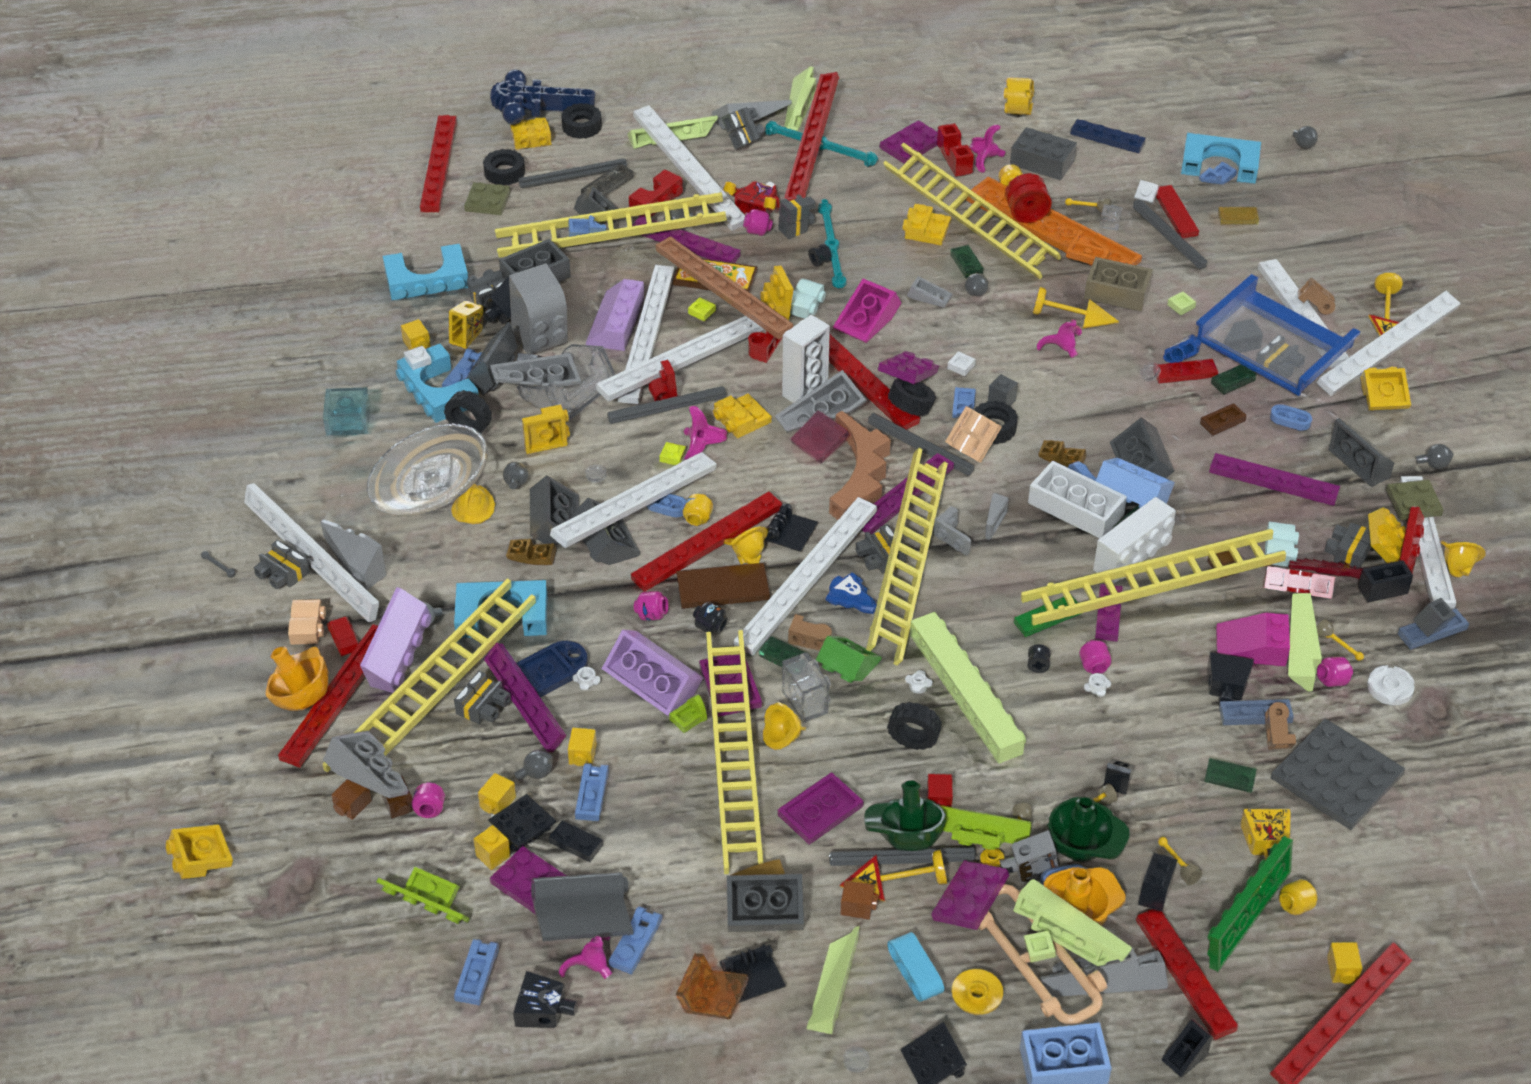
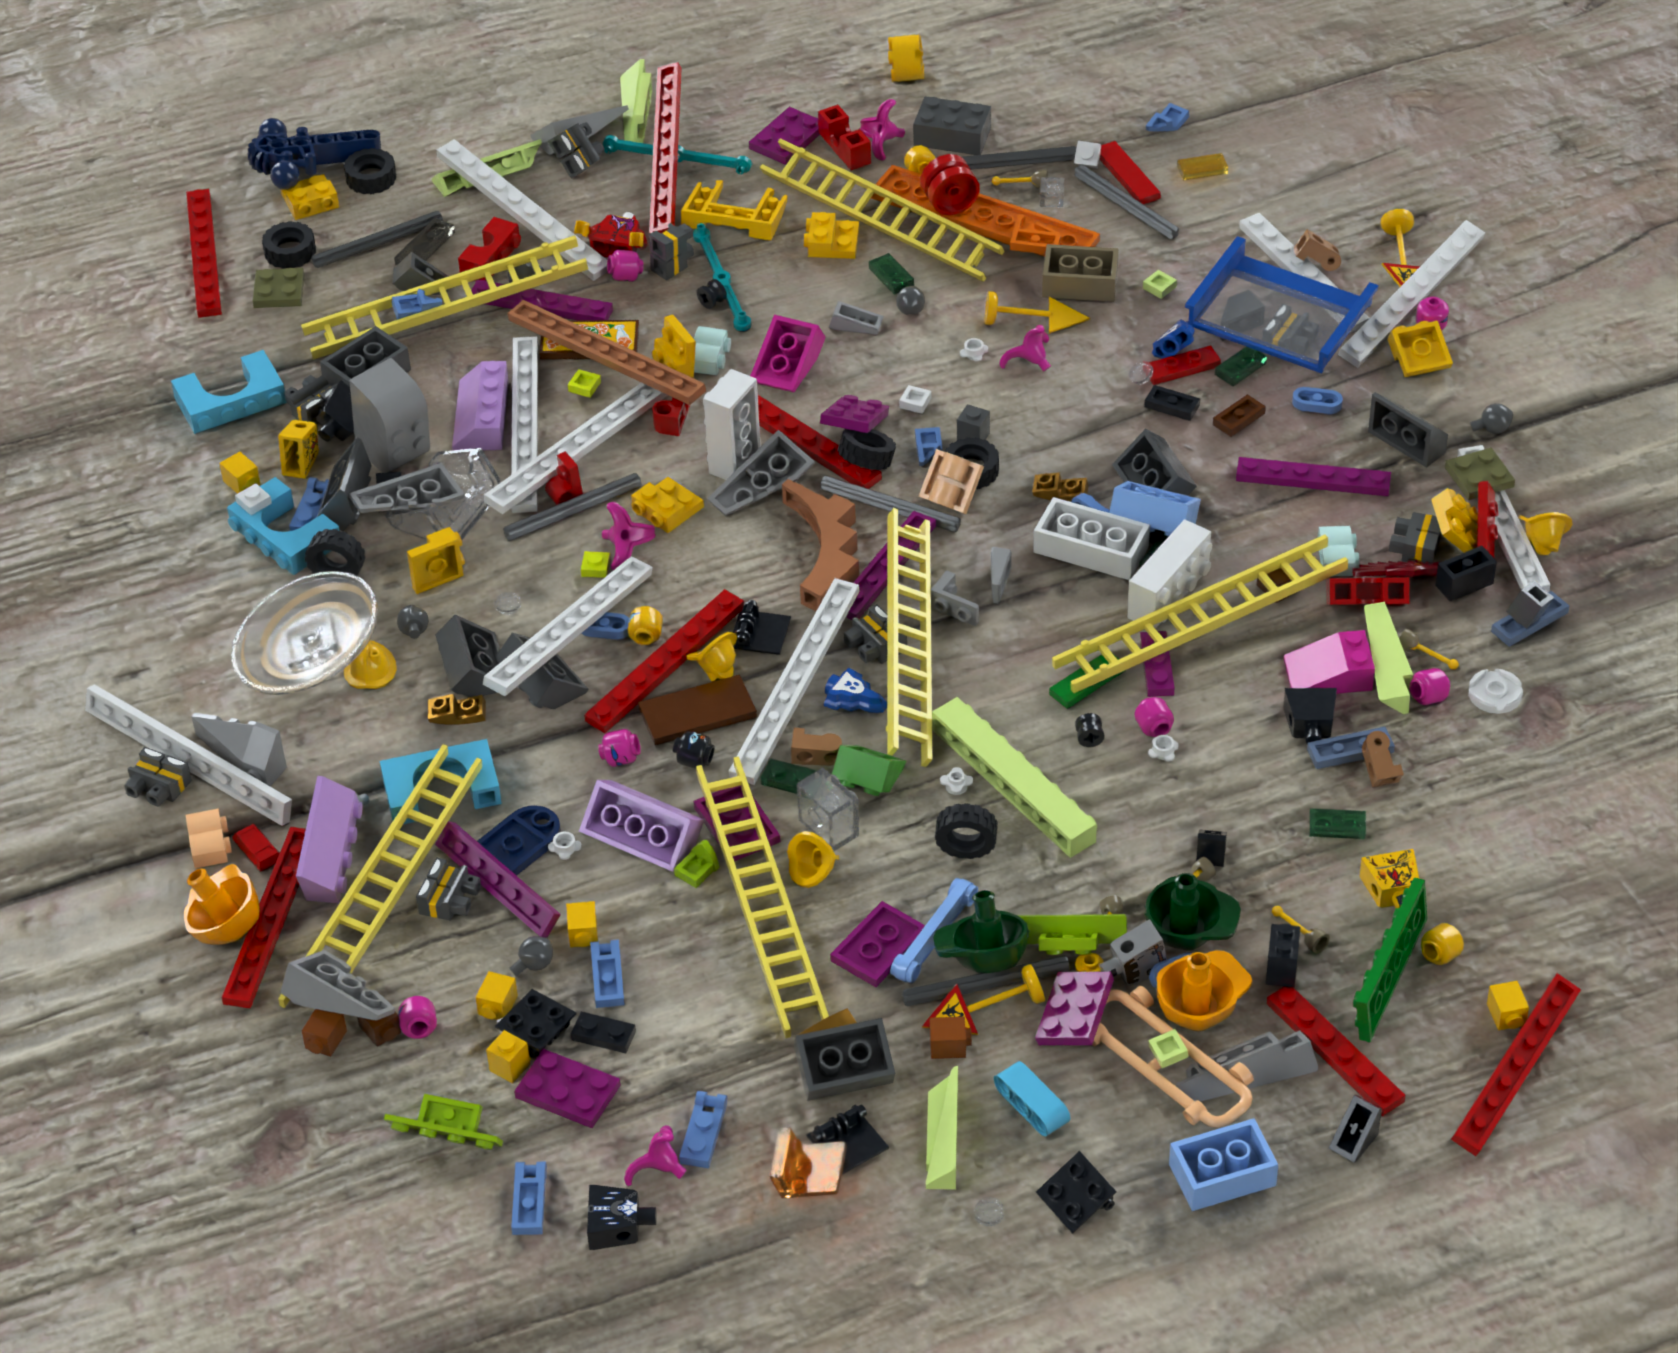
camera: 10 degrees left, 0 degrees up
(198, 850) = (158, 1123): yellow plate -> none
(230, 572) = (94, 796): dark grey hinge -> none
(346, 411) = (182, 578): clear light blue brick -> none
(581, 906) = (632, 1101): dark grey door -> none
(819, 436) = (768, 514): clear pink plate -> none
(840, 831) = (908, 966): none -> light blue piece
(873, 205) = (761, 222): none -> yellow wedge
(940, 789) = (1012, 897): red brick -> none
(977, 983) = (1108, 1103): yellow dish -> none
(1018, 331) = (974, 349): none -> white plate
(1069, 925) = (1196, 1020): yellowish green wedge -> none
(1091, 186) = (1020, 157): none -> dark grey axle
(1108, 136) = (1024, 91): dark blue plate -> none
(1170, 400) = (1172, 402): none -> black plate
(1242, 152) = (1190, 87): medium azure arch -> none
(1306, 136) = (1262, 56): dark grey piece -> none
(1338, 774) = (1456, 800): dark grey plate -> none
(1403, 359) = (1432, 310): none -> dark pink head

